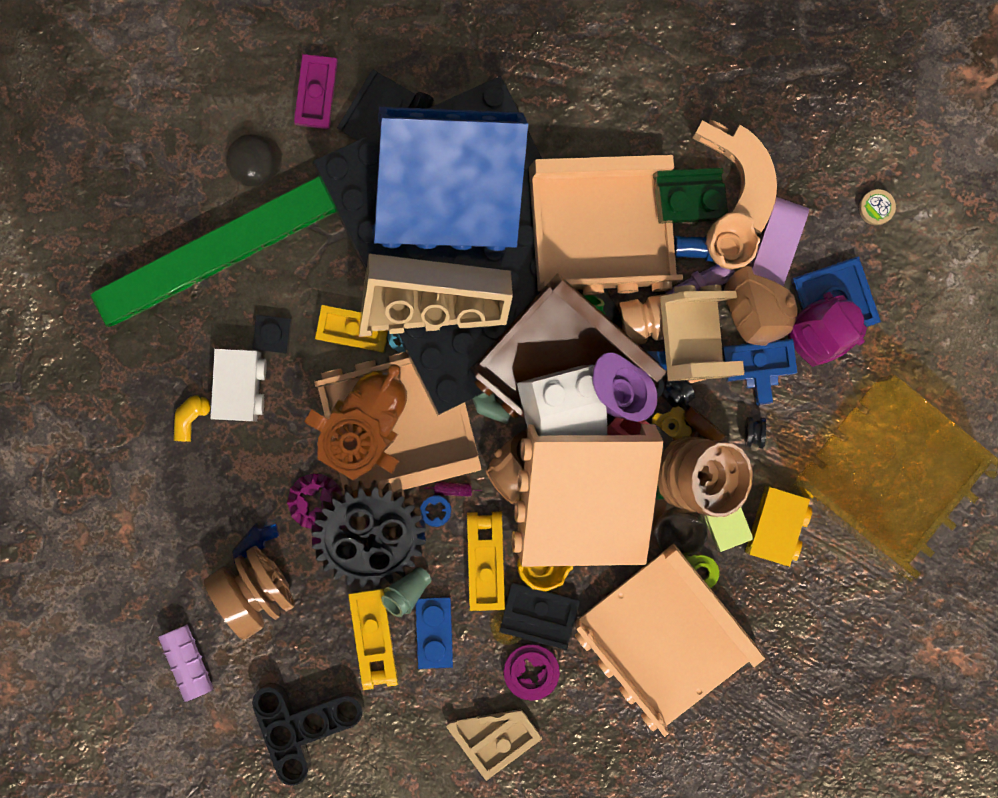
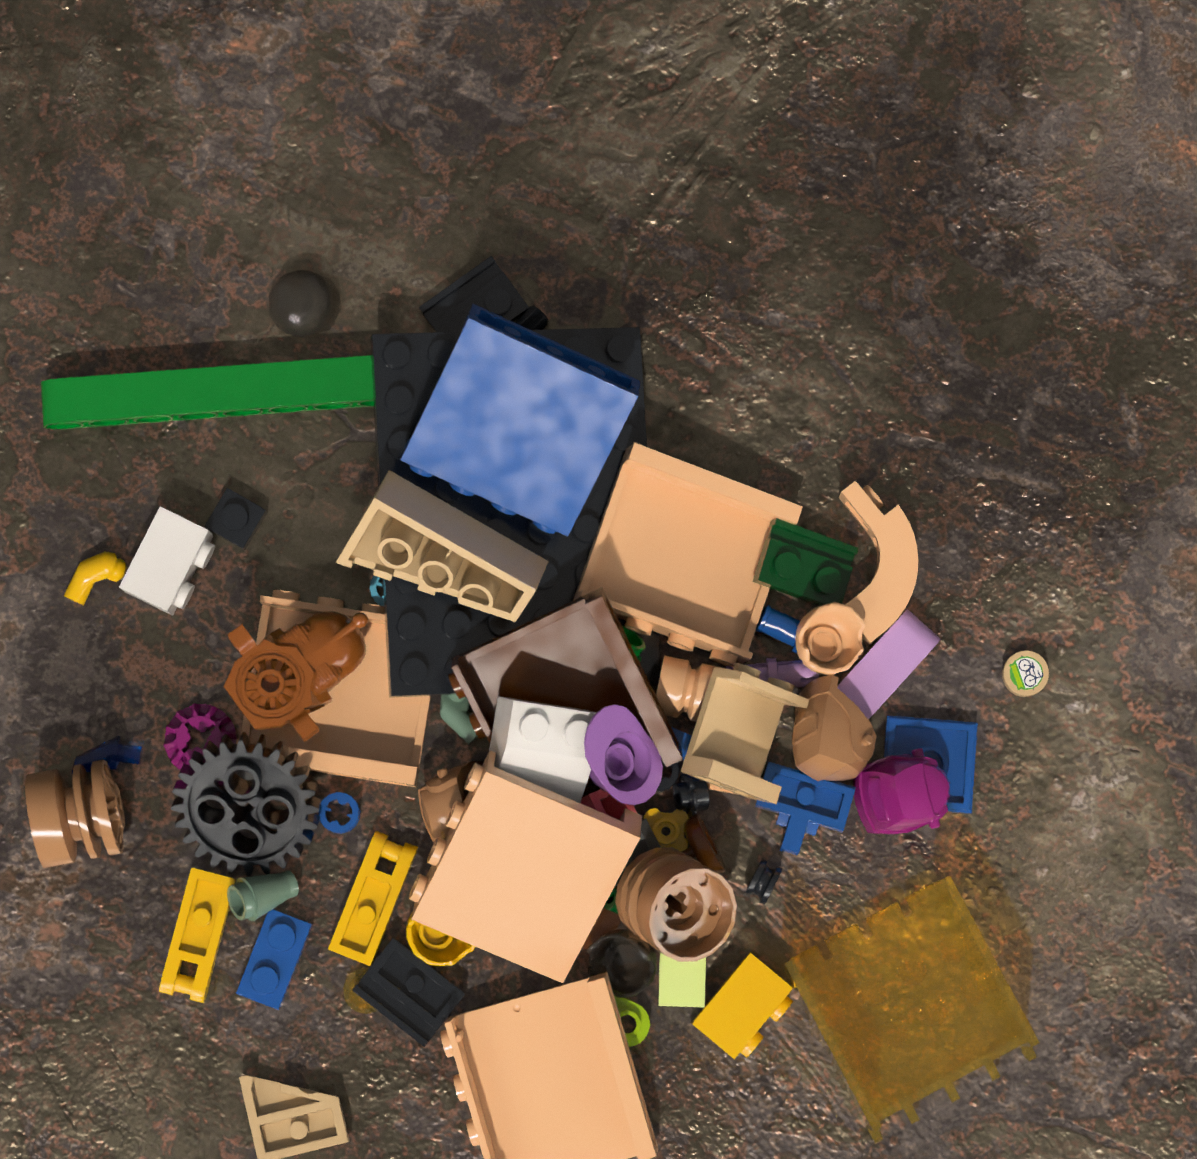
camera: 20 degrees right, 5 degrees down
(299, 730) = (61, 1004): black beam -> none
(315, 91) = (412, 254): magenta plate -> none
(342, 328) = (320, 546): yellow plate -> none
(452, 489) = (371, 795): magenta piece -> none
(525, 687) = (355, 1072): magenta gear -> none

